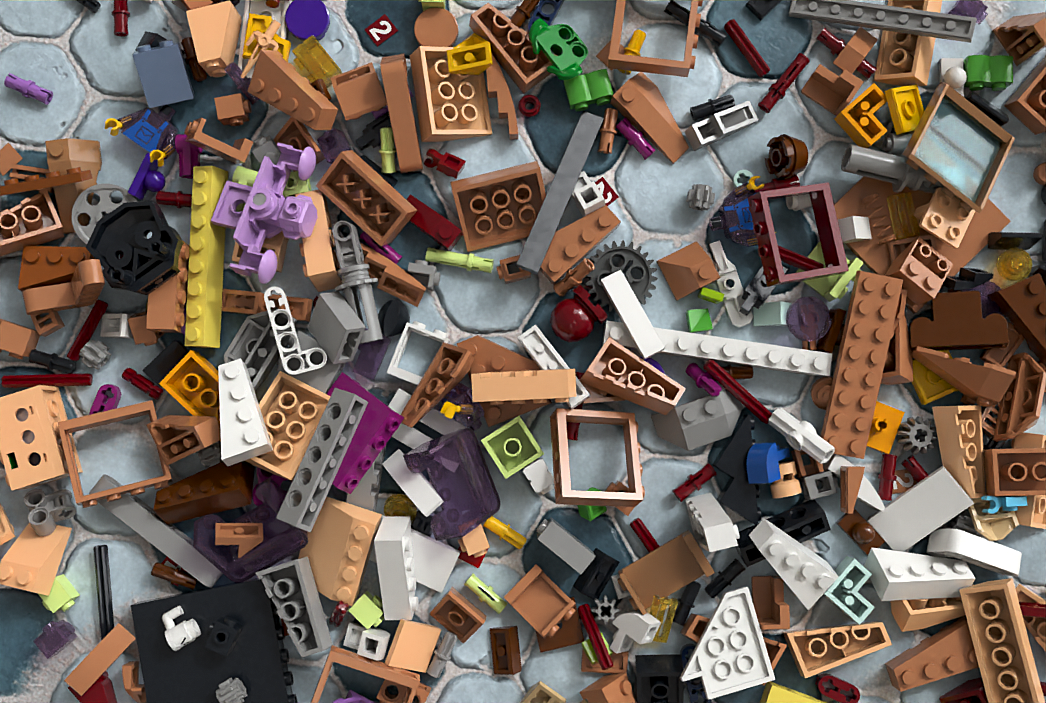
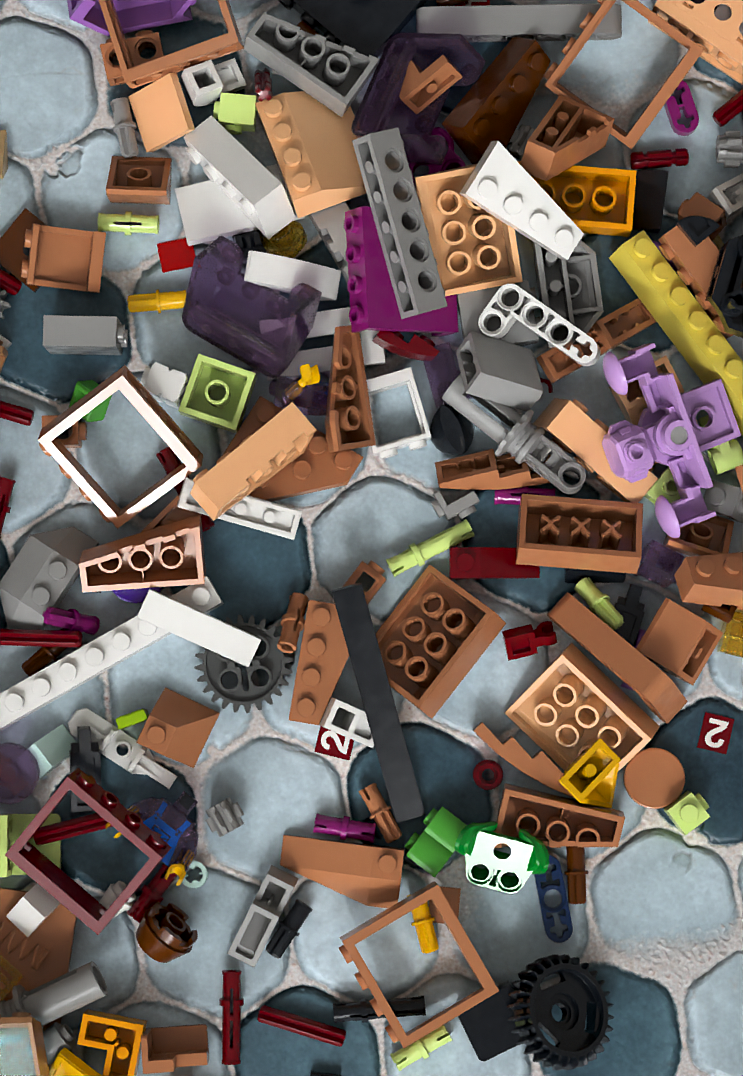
camera: 140 degrees right, 0 degrees up
(149, 316) = (697, 228): none -> black tile
(375, 382) = (416, 348): none -> dark red slope
(474, 542) = (178, 265): light nougat brick -> none
(505, 650) = (63, 183): reddish brown slope -> none
(575, 317) = (257, 581): dark red tile -> none
(596, 575) = (27, 332): black slope -> none
(698, 320) = (125, 682): bright green slope -> none

